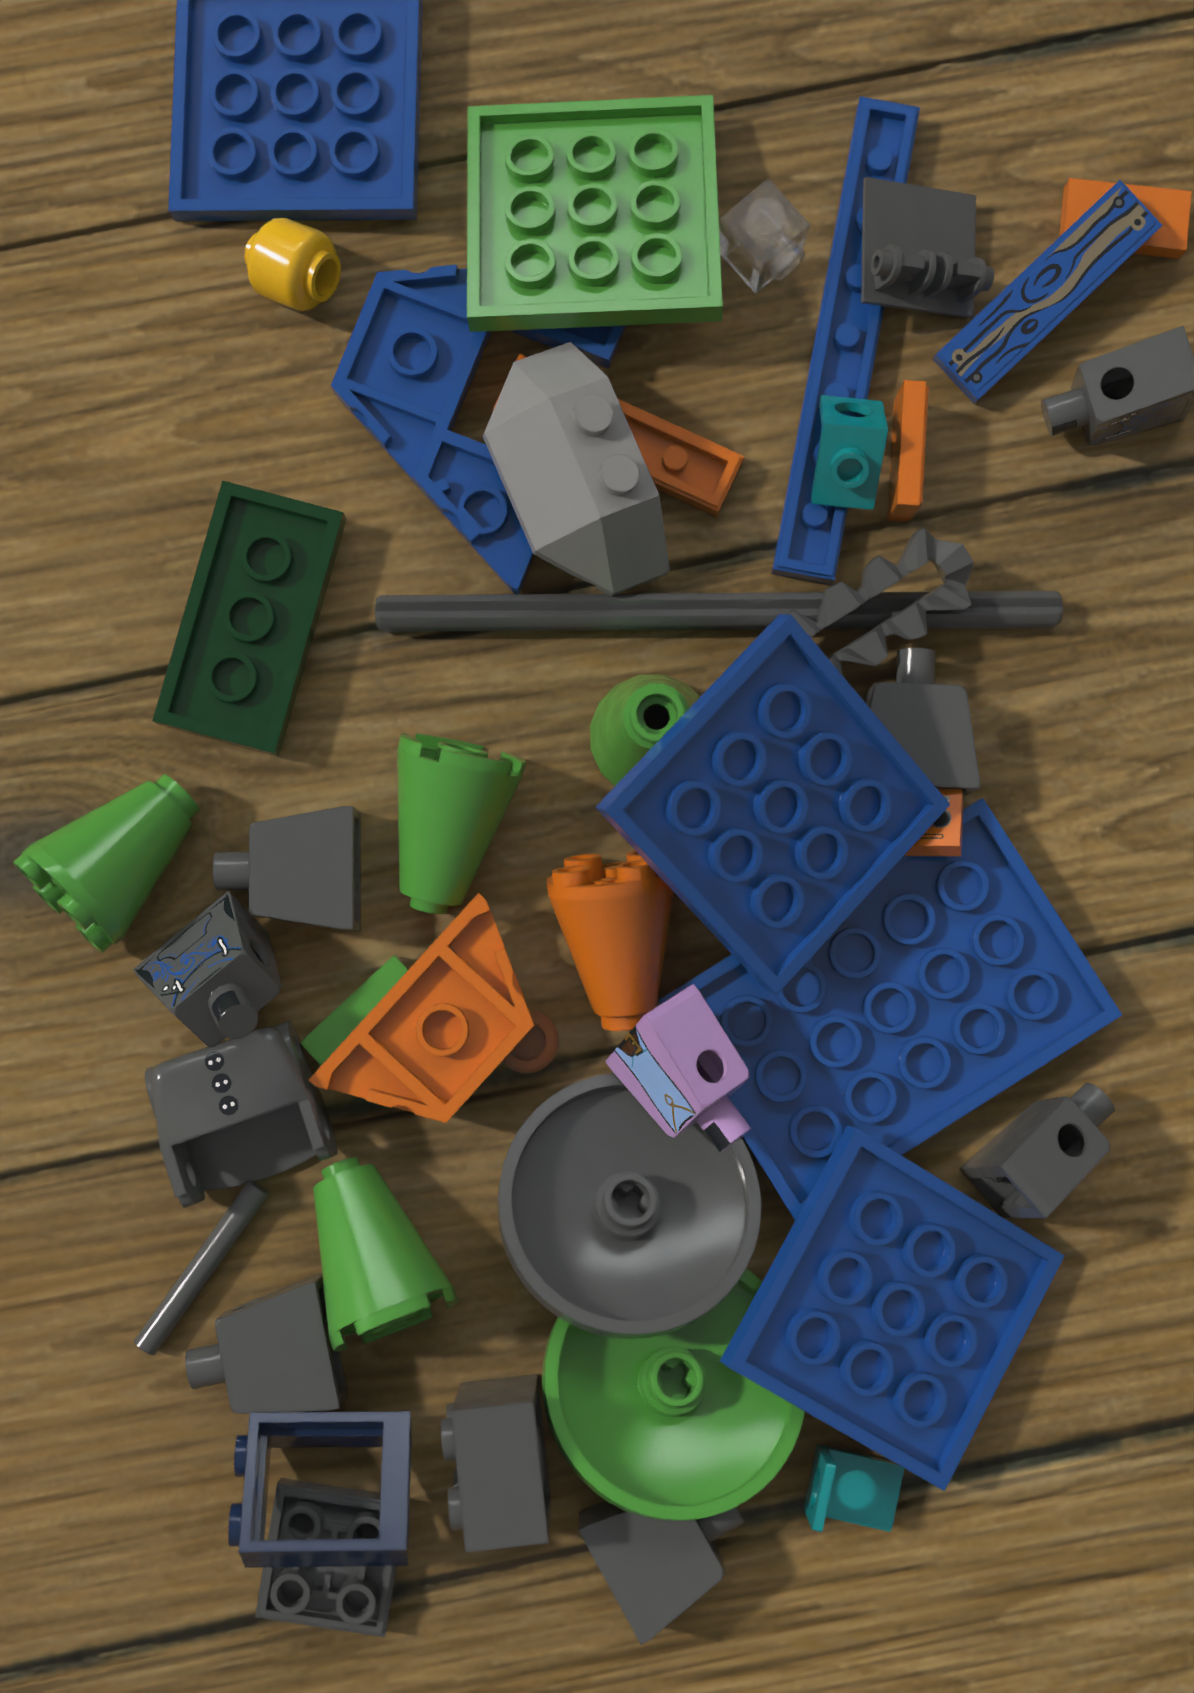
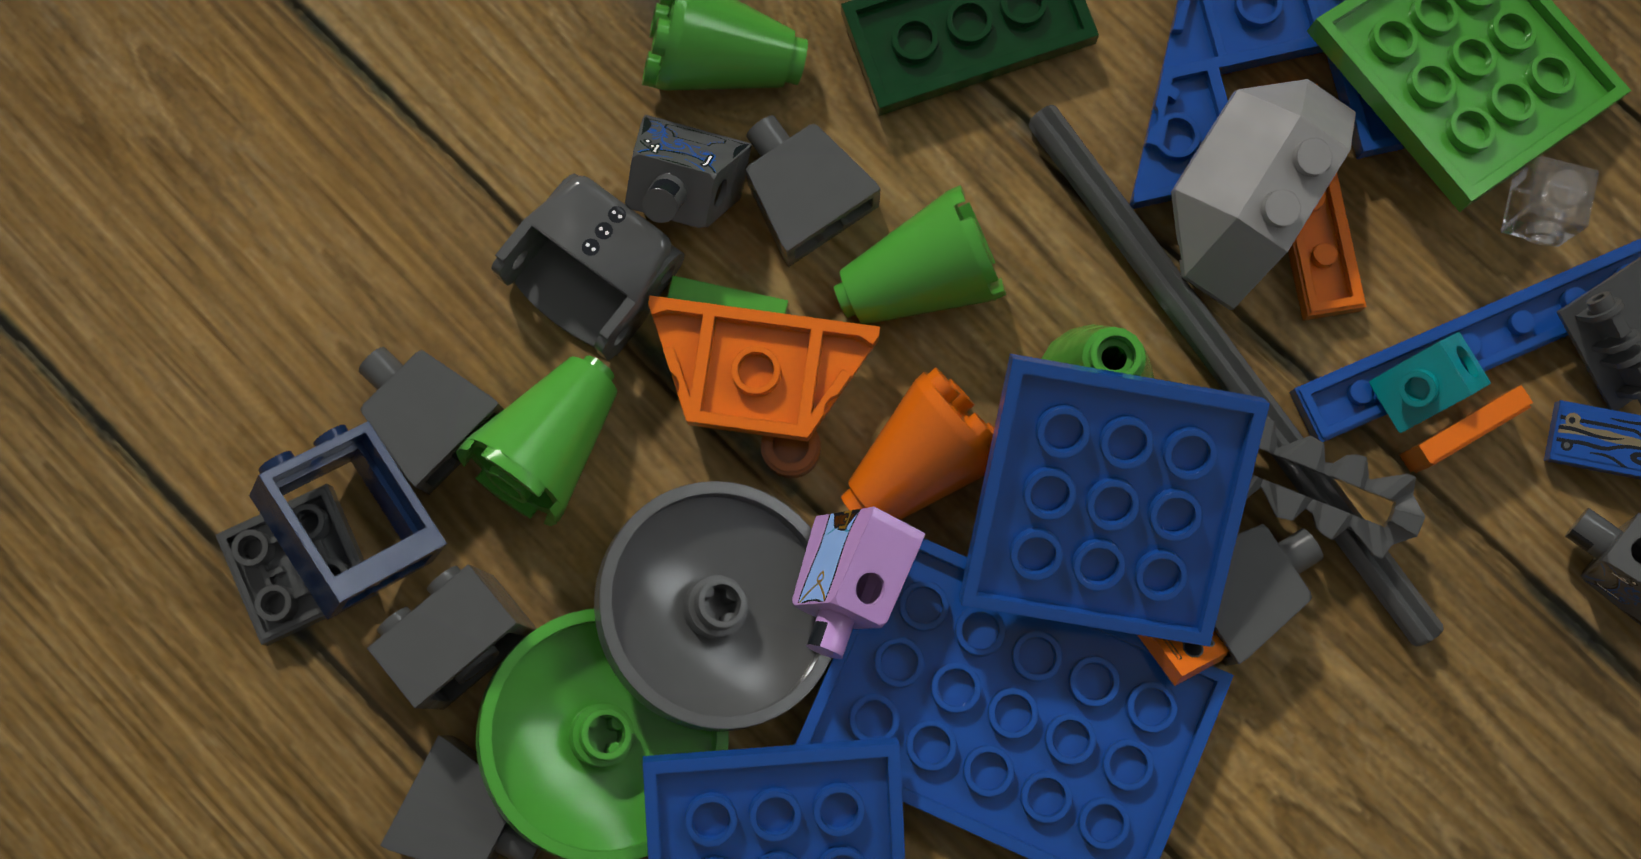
camera: 60 degrees right, 5 degrees down
(201, 1268) = (454, 319): dark grey bar -> none

